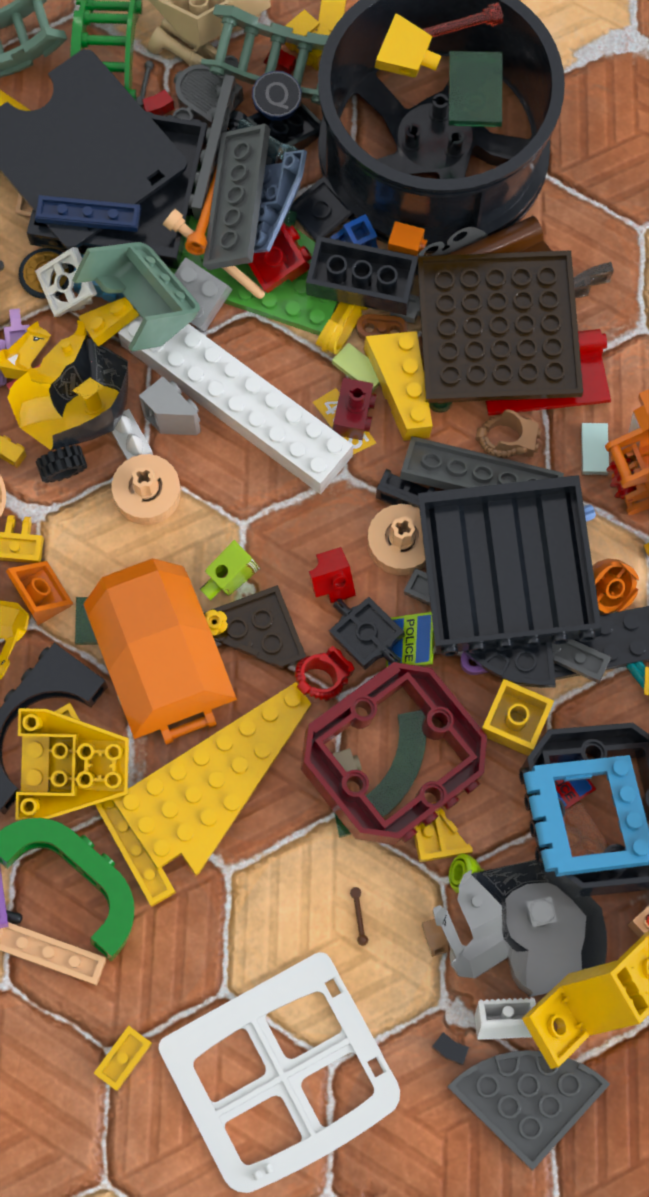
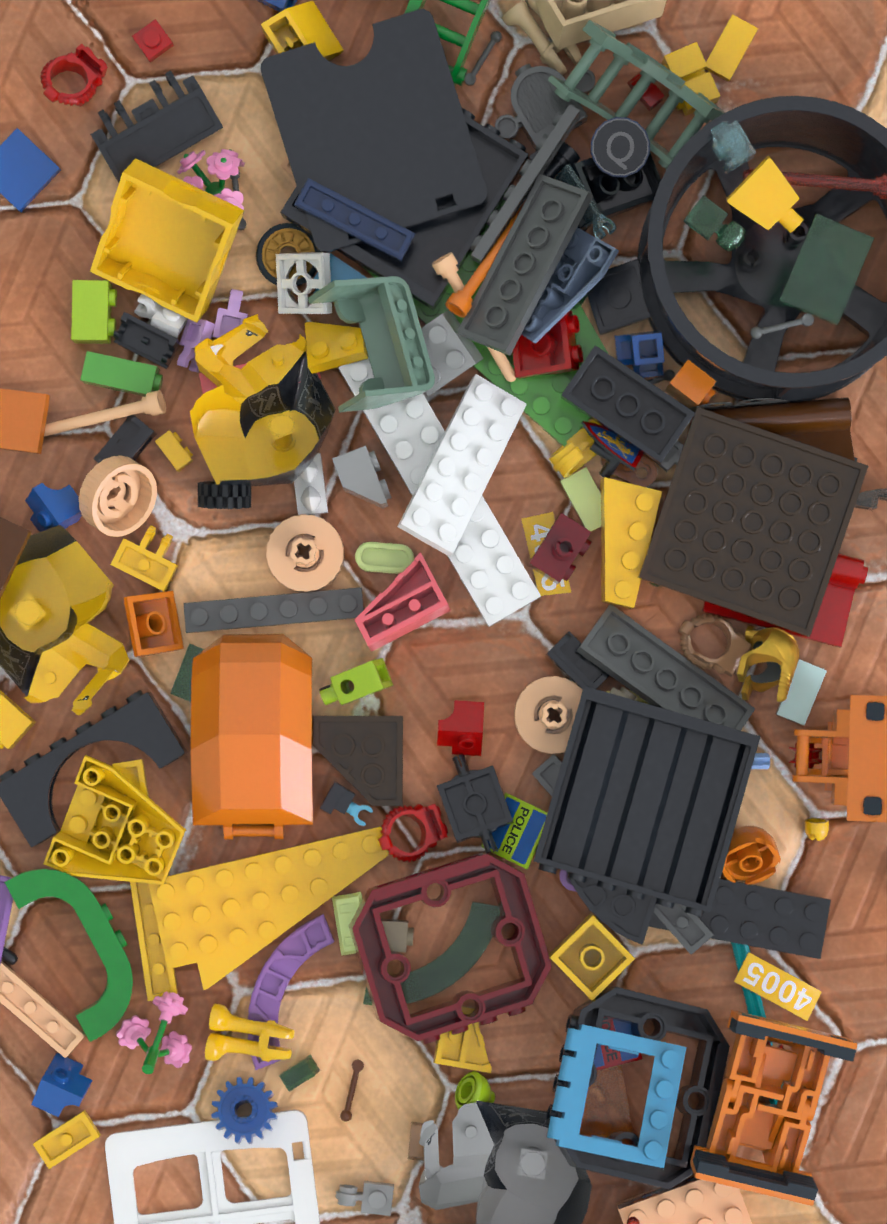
camera: 25 degrees right, 15 degrees up
(98, 1010) = (61, 1086): none -> blue brick
(137, 544) = (273, 610): none -> dark grey plate
(159, 104) = (486, 93): red piece -> none
(190, 938) = (174, 1047): none -> bright pink plant
(213, 470) = (383, 557): none -> yellowish green tile
(221, 624) = (328, 733): yellow plate -> none
(223, 897) = (219, 1044): none -> yellow piece
(244, 498) = (403, 606): none -> coral wedge
(247, 367) = (462, 465): none -> white plate
(252, 674) = (341, 800): none -> black piece
(254, 849) = (279, 970): none -> medium lavender tile
(274, 981) = (259, 1117): none -> blue gear
(291, 766) = (344, 911): none -> yellowish green tile
(307, 918) = (299, 1073): none -> clear green piece
(363, 25) = (731, 145): none -> clear light blue brick
(366, 321) = (611, 449): none -> shield
(367, 85) = (708, 219): none -> clear green plate
(417, 1002) = (375, 1197): none -> light grey plate
(476, 131) = (806, 320): none -> dark grey hinge
(563, 421) = (779, 652): none -> pearl gold piece

